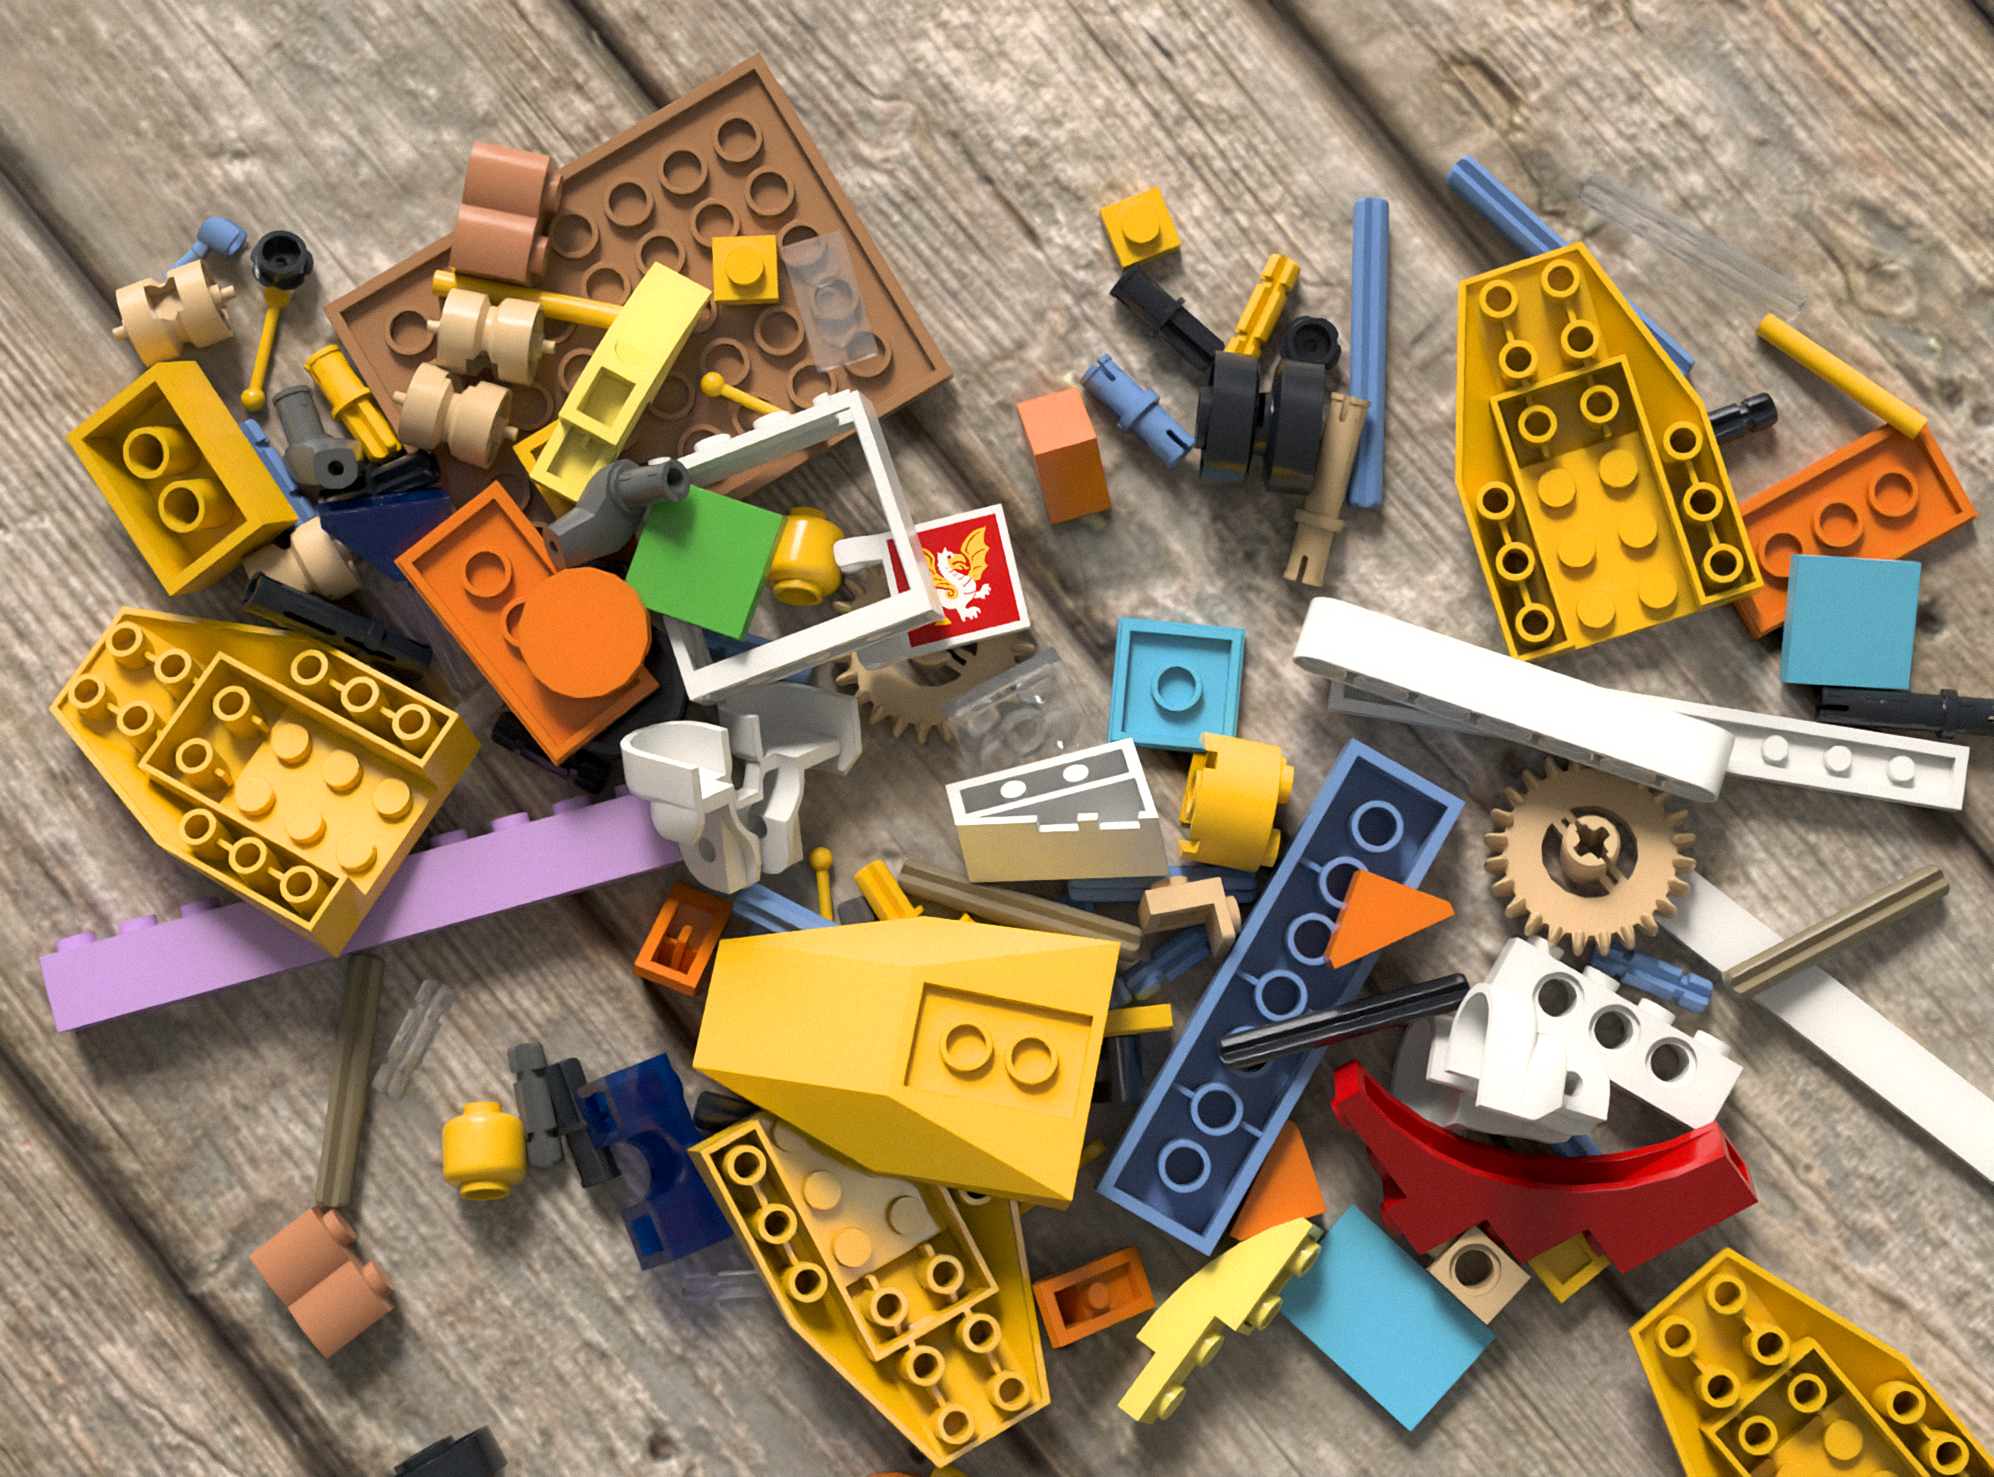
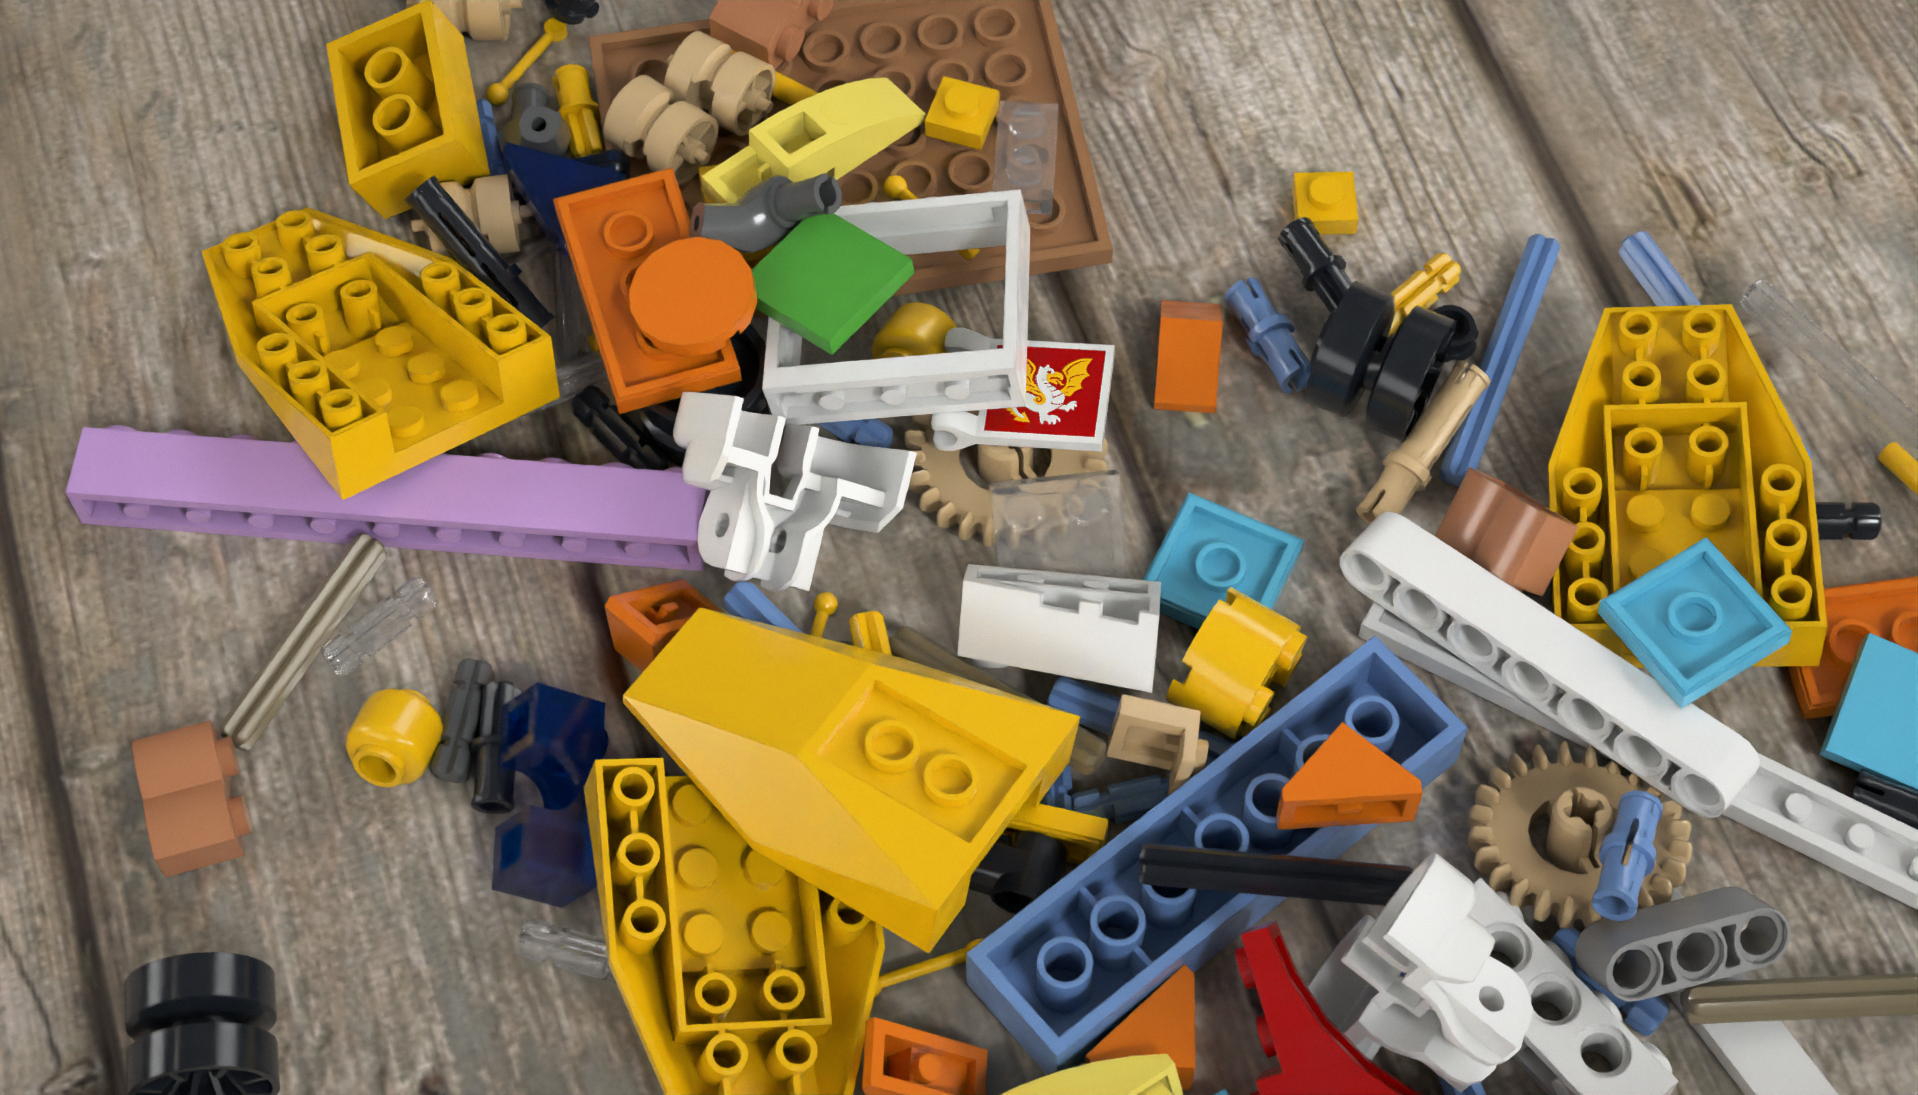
camera: 25 degrees right, 25 degrees down
(1436, 572) = (1506, 532): none -> nougat brick
(1642, 626) = (1694, 622): none -> medium azure tile
(1646, 922) = (1619, 883): none -> medium blue pin
(1713, 939) = (1711, 951): none -> light grey beam

